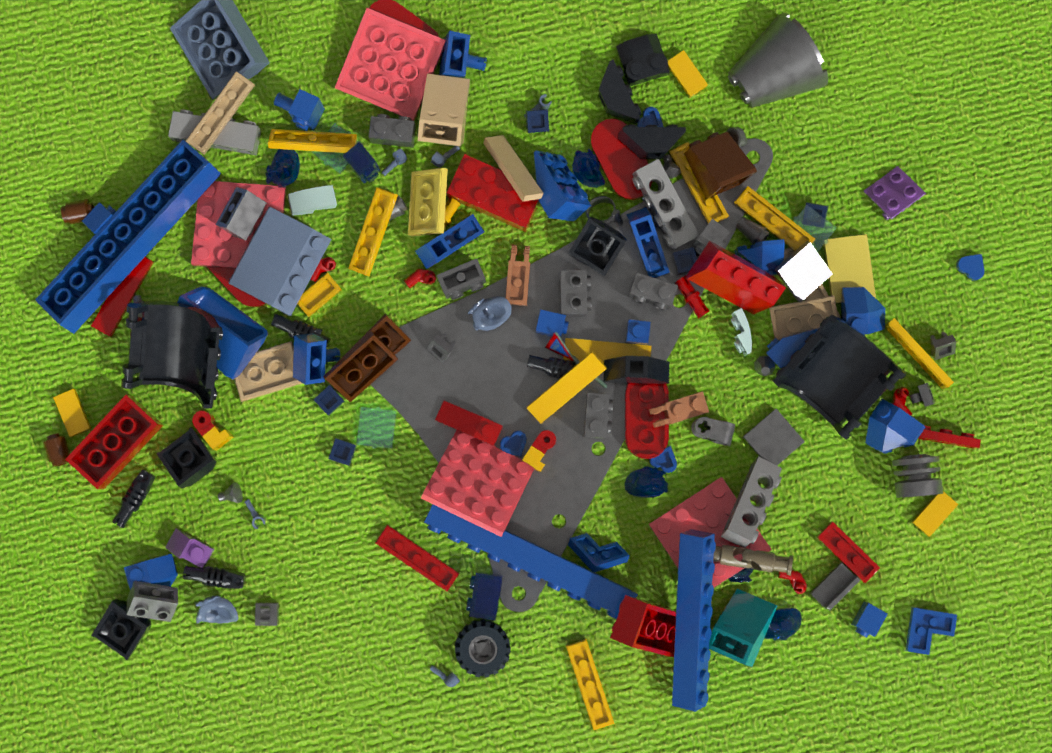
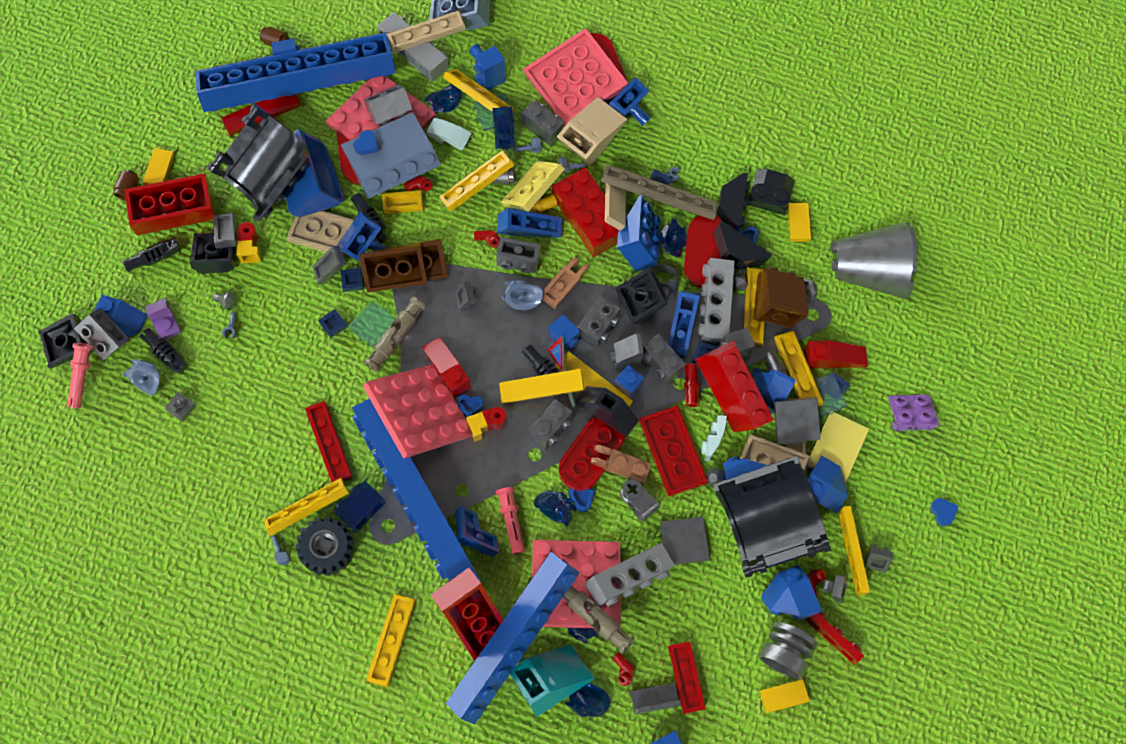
camera: 30 degrees right, 15 degrees down
(157, 642) = (79, 364): none -> coral pin
(183, 433) = (224, 230): none -> flat silver tile
(252, 267) = (366, 143): none -> blue tile
(300, 402) = (328, 264): none -> flat silver tile
(404, 429) = (396, 331): none -> dark tan piece
(441, 626) = (305, 506): none -> yellow tile
(546, 132) = (659, 192): none -> dark tan tile
(612, 513) = (509, 510): none -> coral pin
(619, 306) = (627, 352): none -> flat silver slope
(713, 366) = (673, 451): none -> red tile
(797, 184) = (834, 355): none -> red slope

